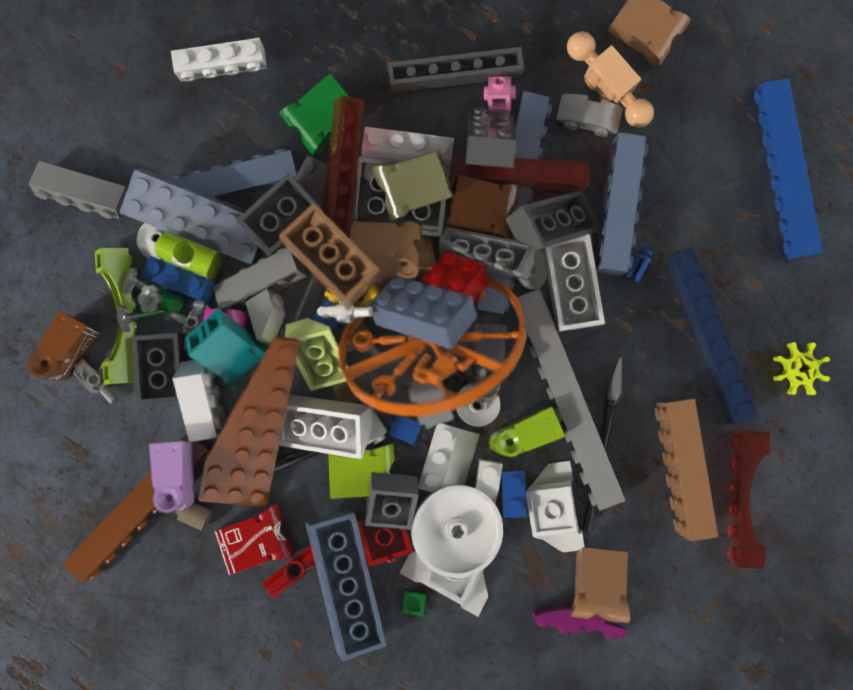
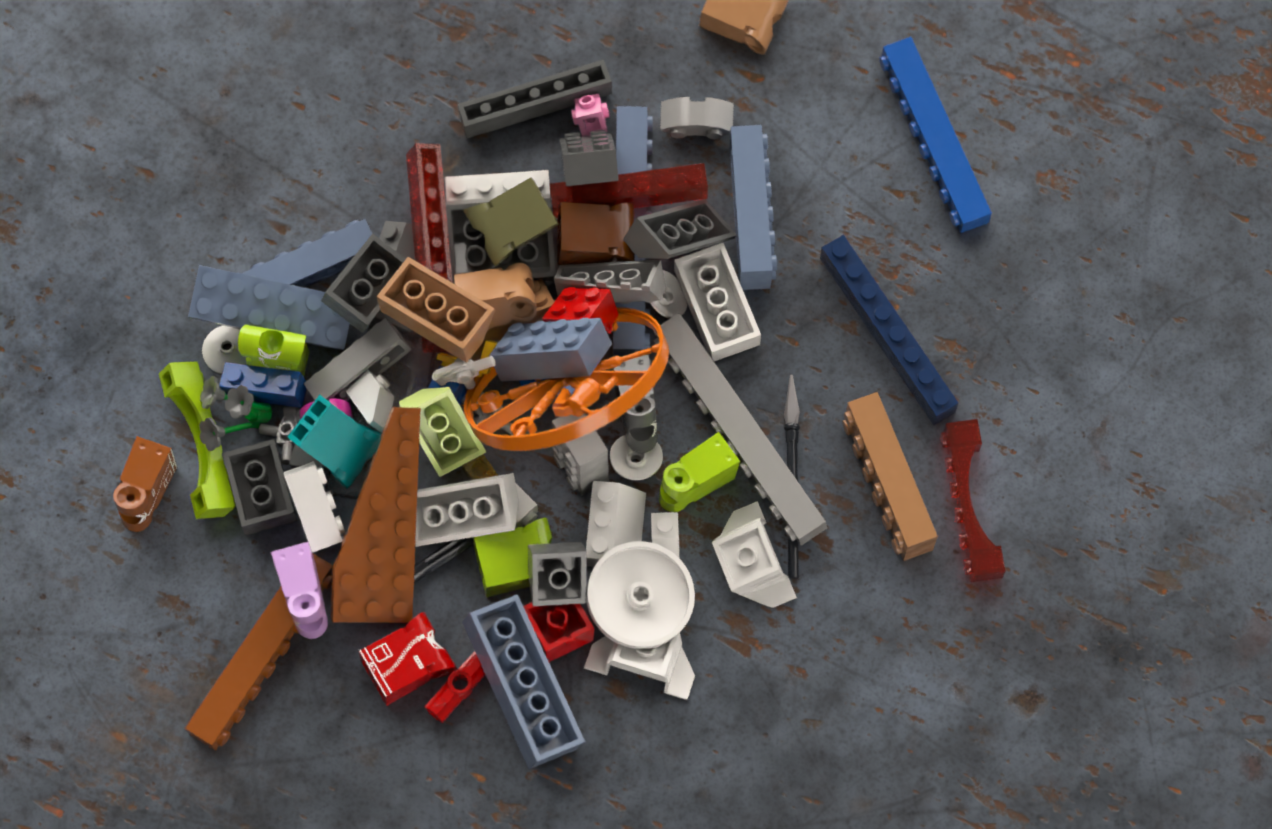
camera: 10 degrees left, 15 degrees down
(77, 190) = (128, 309): light grey brick -> none
(93, 380) = (182, 518): light grey piece -> none
(195, 516) = (329, 647): dark tan brick -> none
(219, 59) = (263, 138): white brick -> none
(314, 114) = (384, 176): green piece -> none
(404, 428) = (556, 500): blue brick -> none
(414, 602) = (608, 699): green tile -> none
(513, 493) = (697, 546): blue brick -> none
(559, 617) = (794, 674): magenta slope -> none
(601, 585) = (820, 623): medium nougat piece -> none
(611, 78) = (712, 73): light nougat brick -> none
(643, 257) = (790, 268): blue arm -> none
(795, 362) = (997, 355): neon yellow gear -> none

